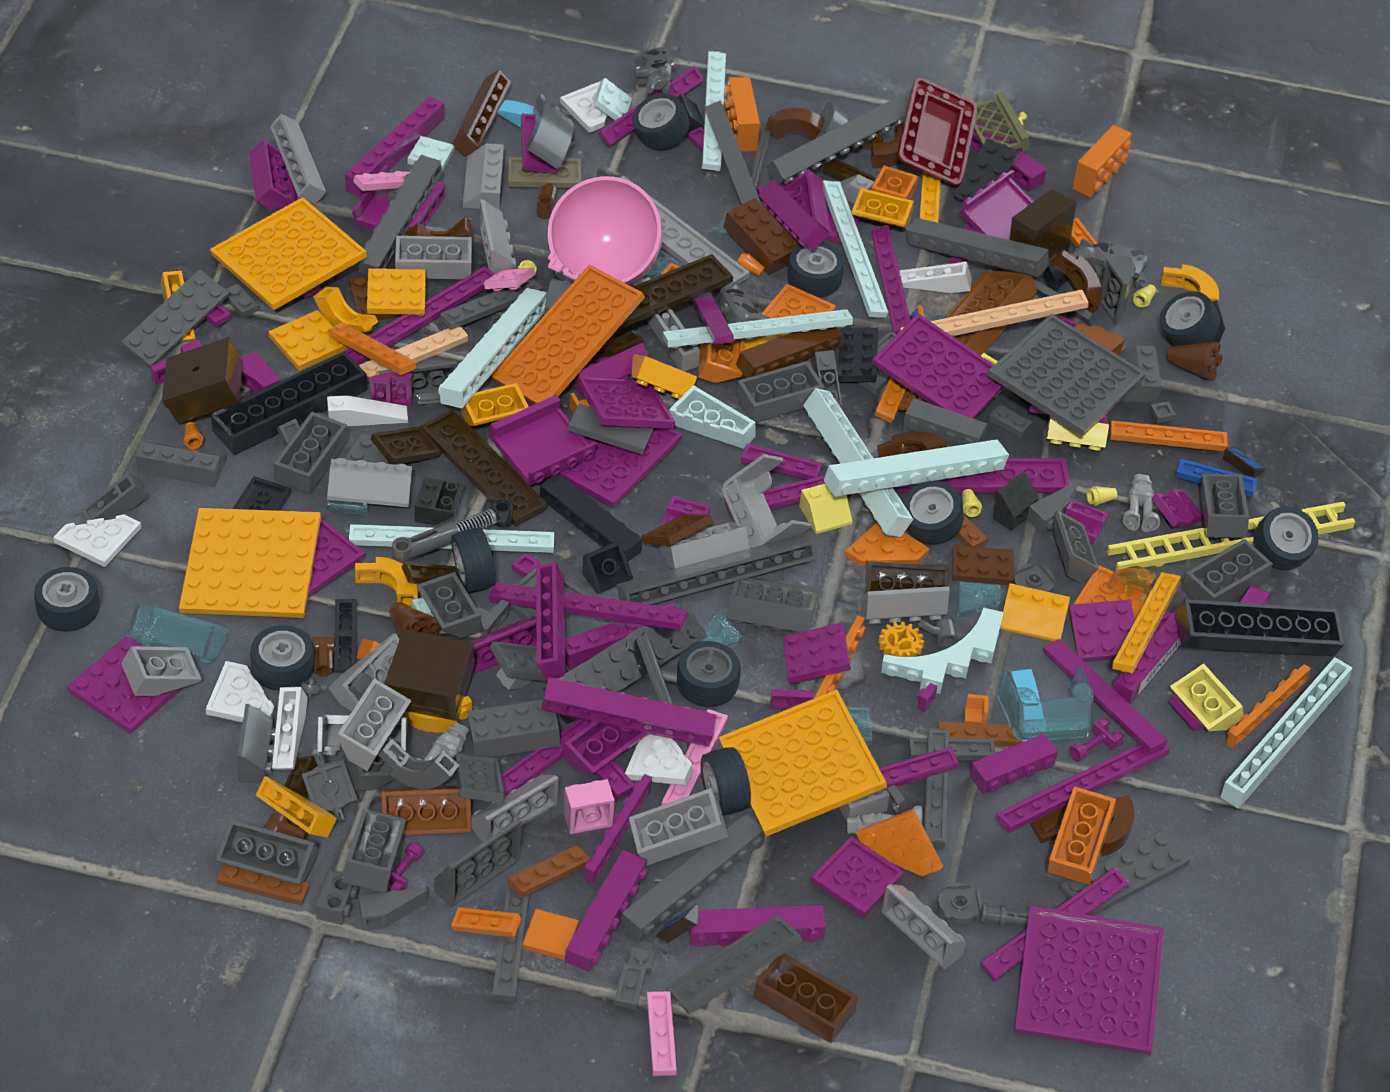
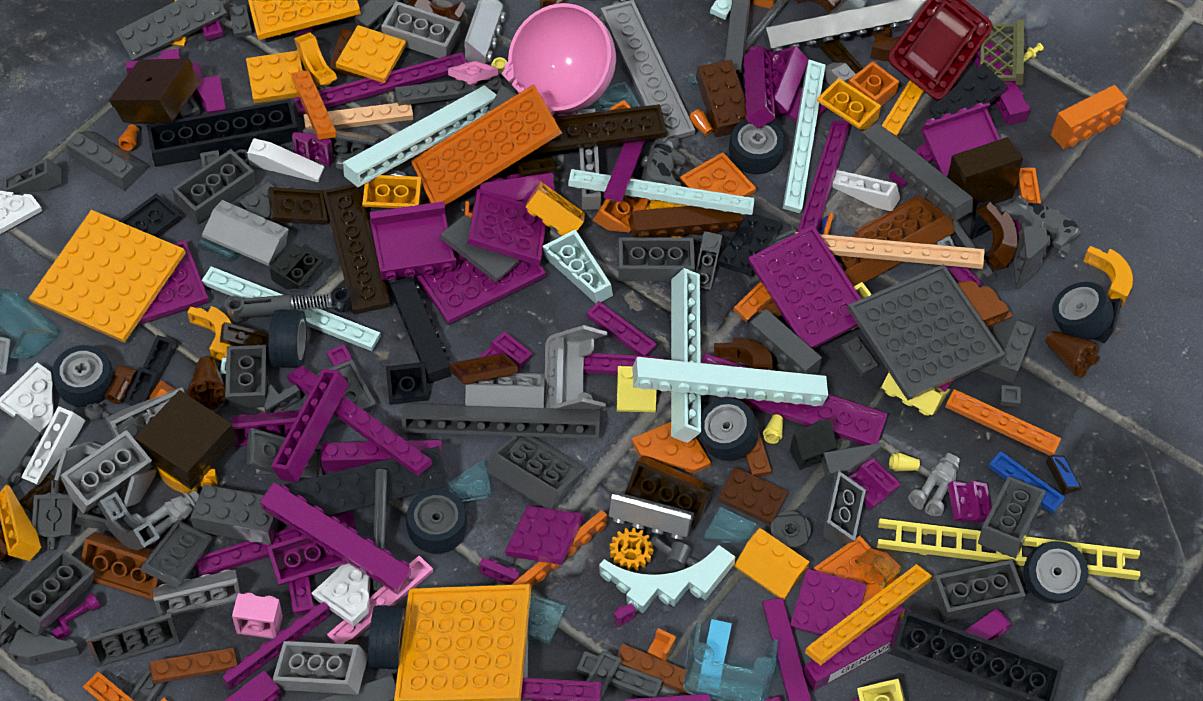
camera: 25 degrees right, 10 degrees up
(1144, 296) = (1058, 268): light yellow cone -> none

